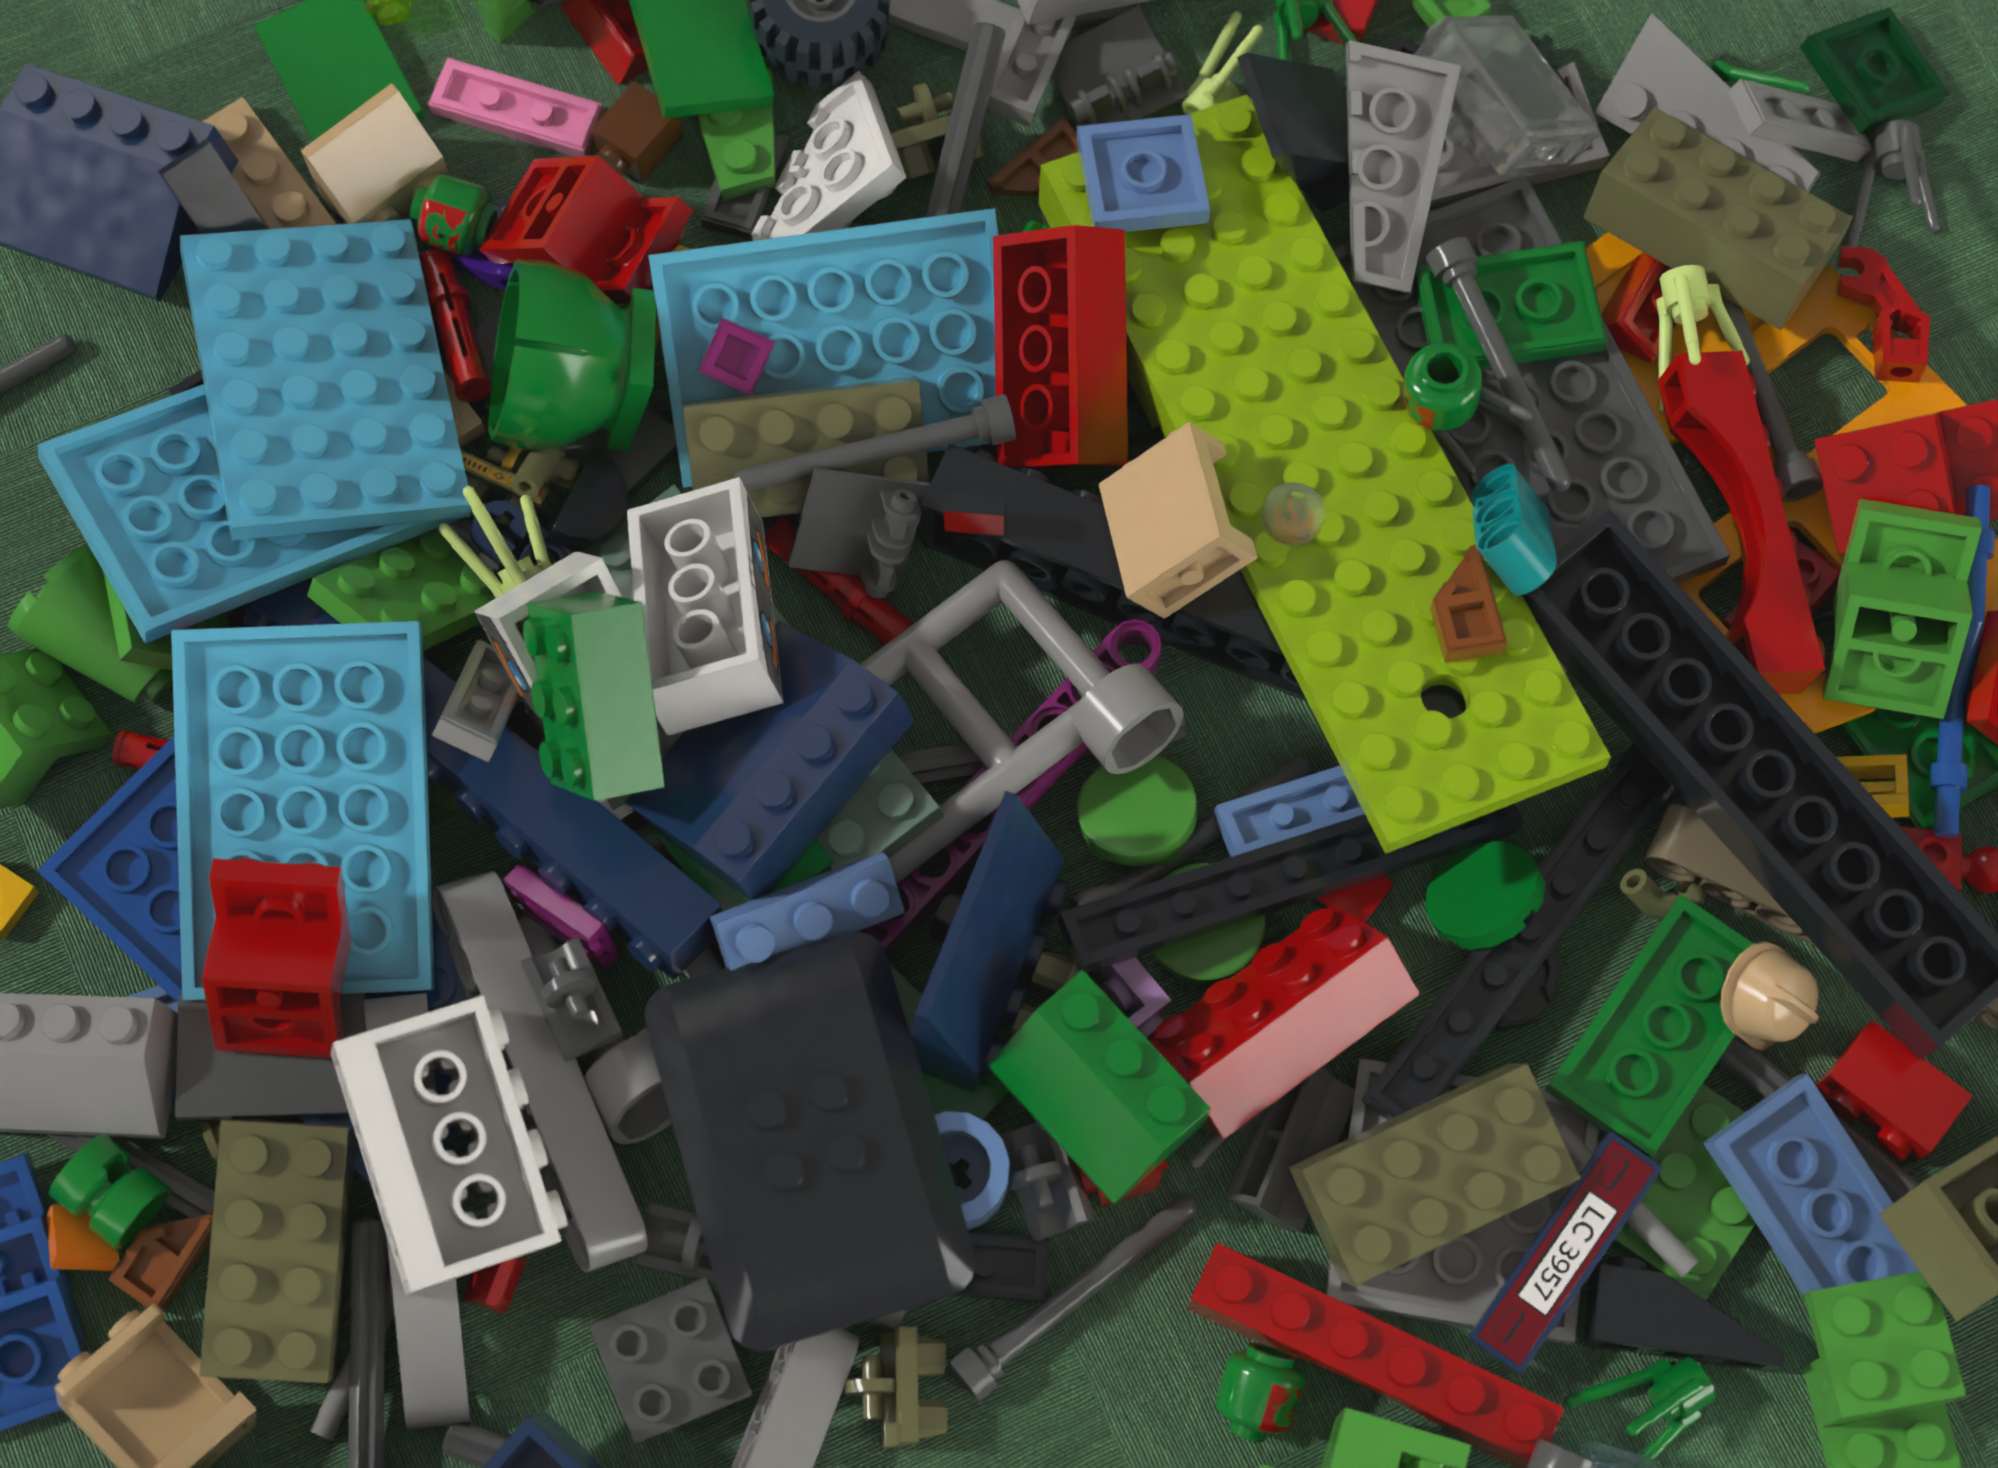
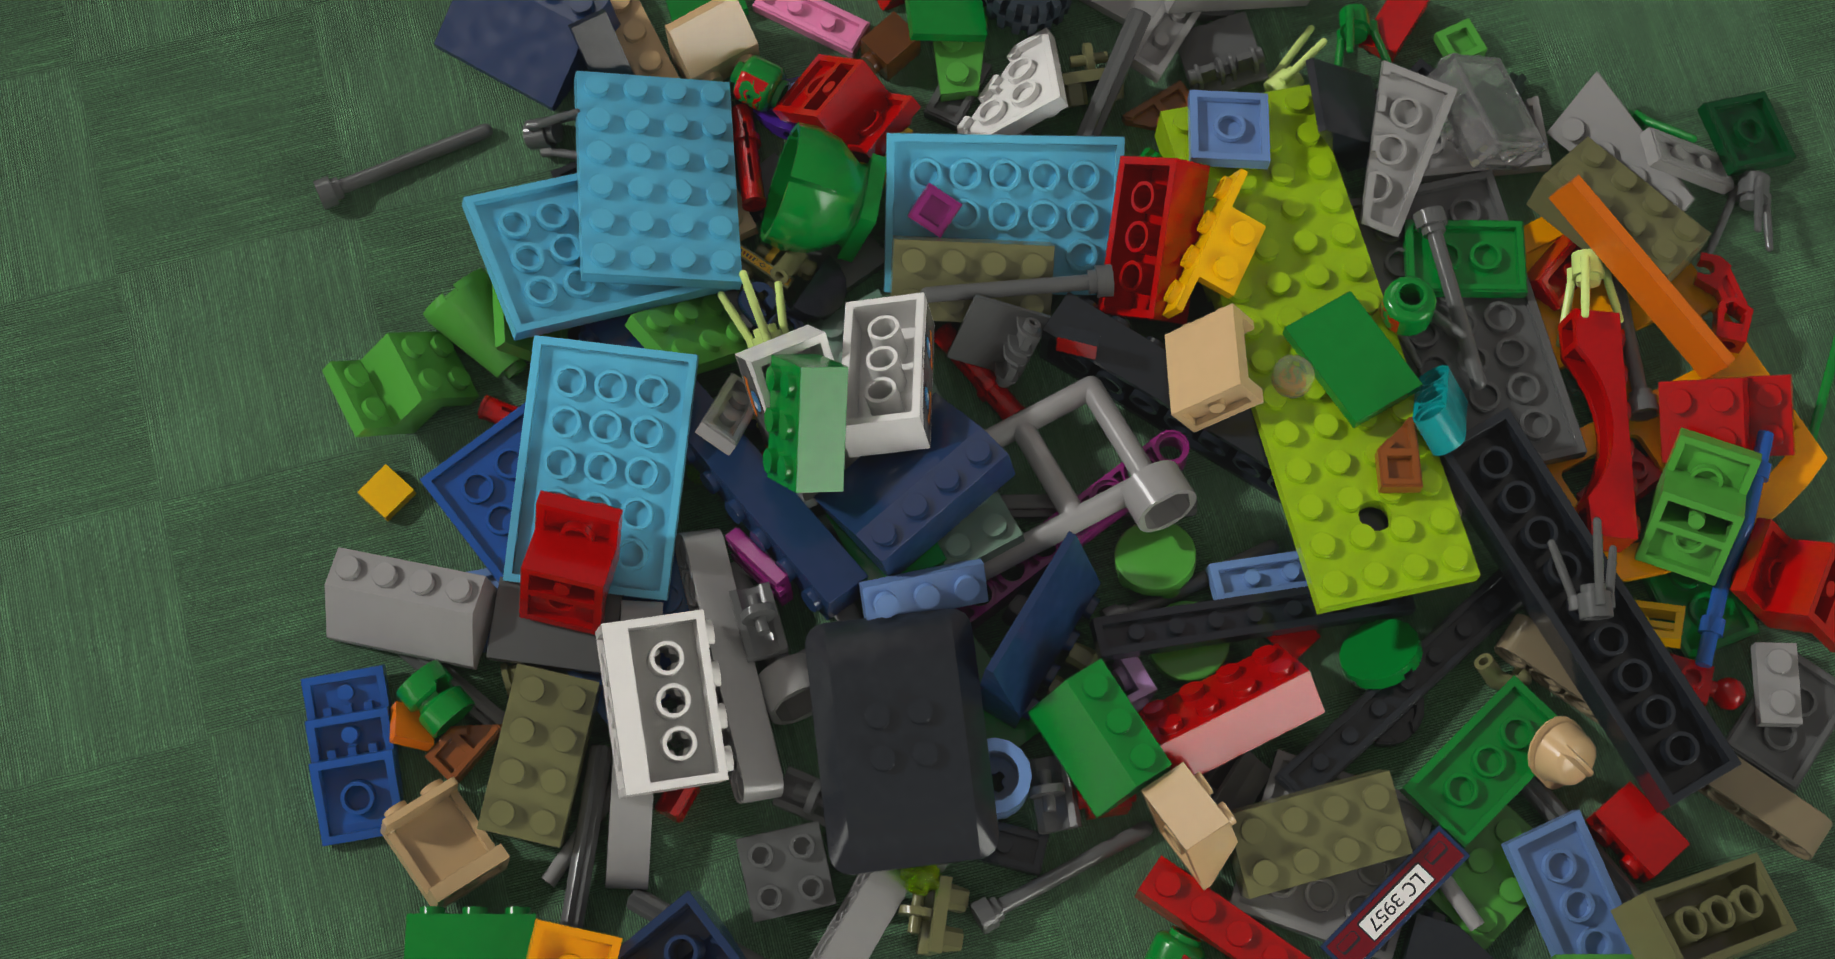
camera: 10 degrees right, 0 degrees up
(155, 333) = (547, 132): none -> dark grey plant
(871, 1339) = (920, 879): none -> clear neon green plate
(1160, 349) = (1221, 250): none -> yellow bracket
(1254, 1187) = (1192, 822): none -> tan slope
(1375, 475) = (1352, 359): none -> green tile
(1765, 295) = (1641, 278): none -> orange tile
(1782, 765) = (1596, 598): none -> dark grey plant

